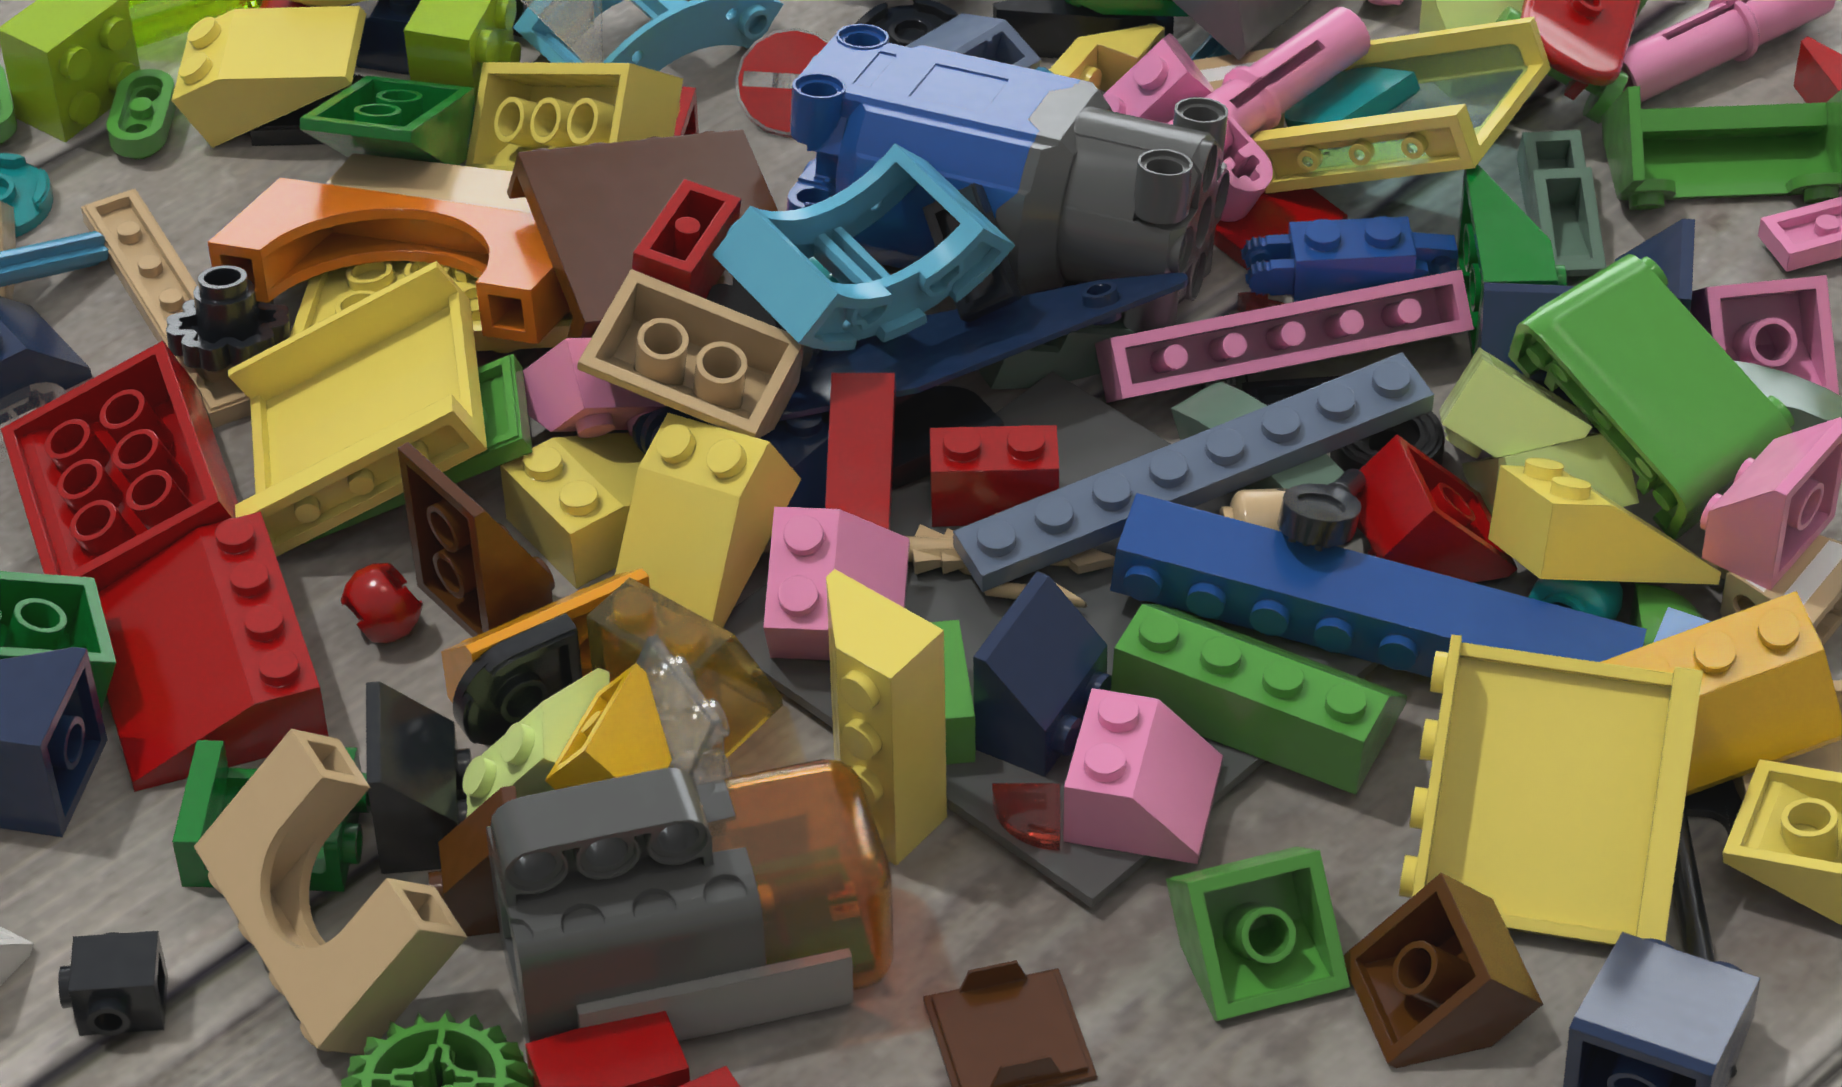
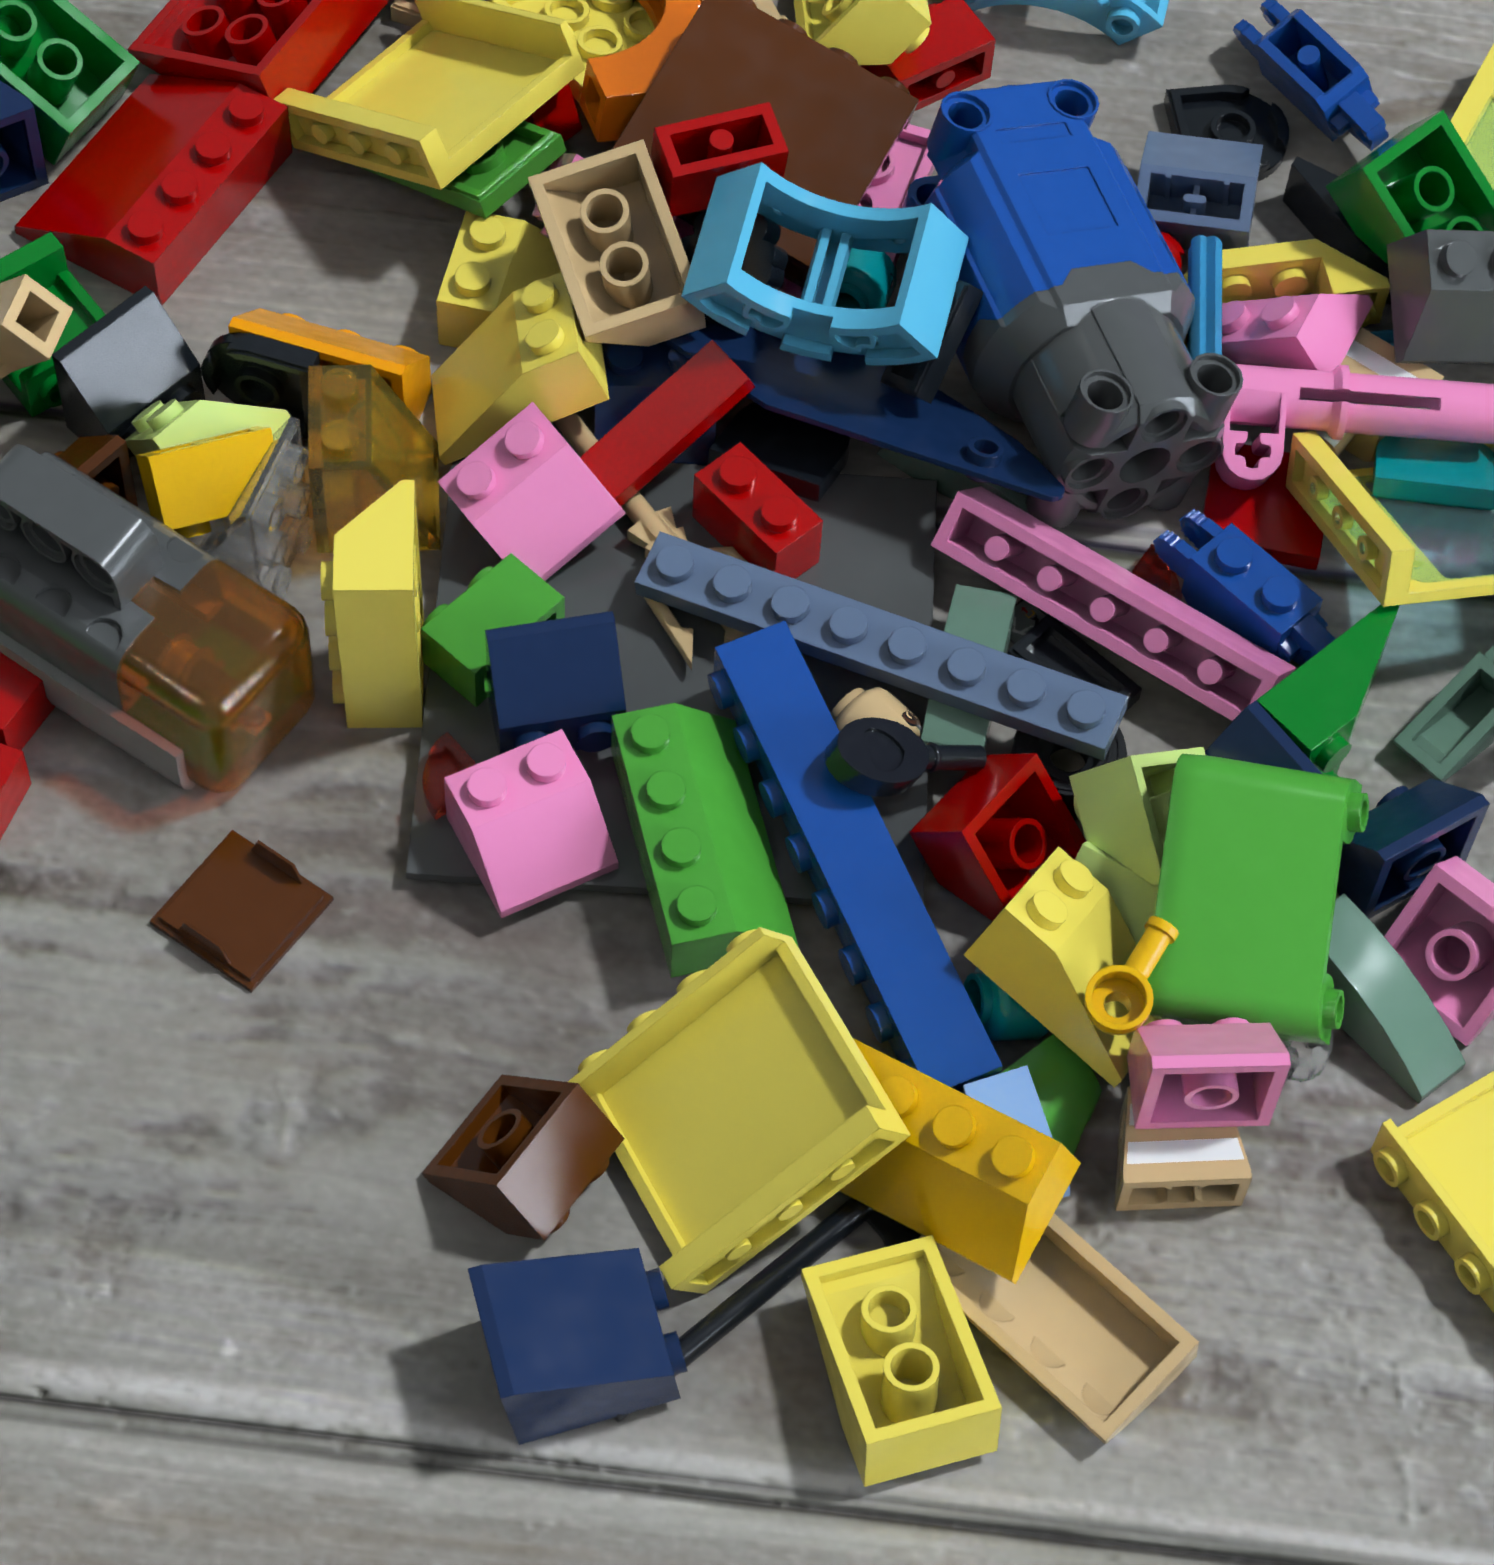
camera: 45 degrees right, 15 degrees up
(381, 602) = (293, 240): red piece -> none
(465, 555) = (368, 251): reddish brown slope -> none
(768, 74) = (1105, 72): red piece -> none
(1259, 931) = (463, 1000): bright green slope -> none
(1684, 495) = (1129, 982): none -> yellow bar

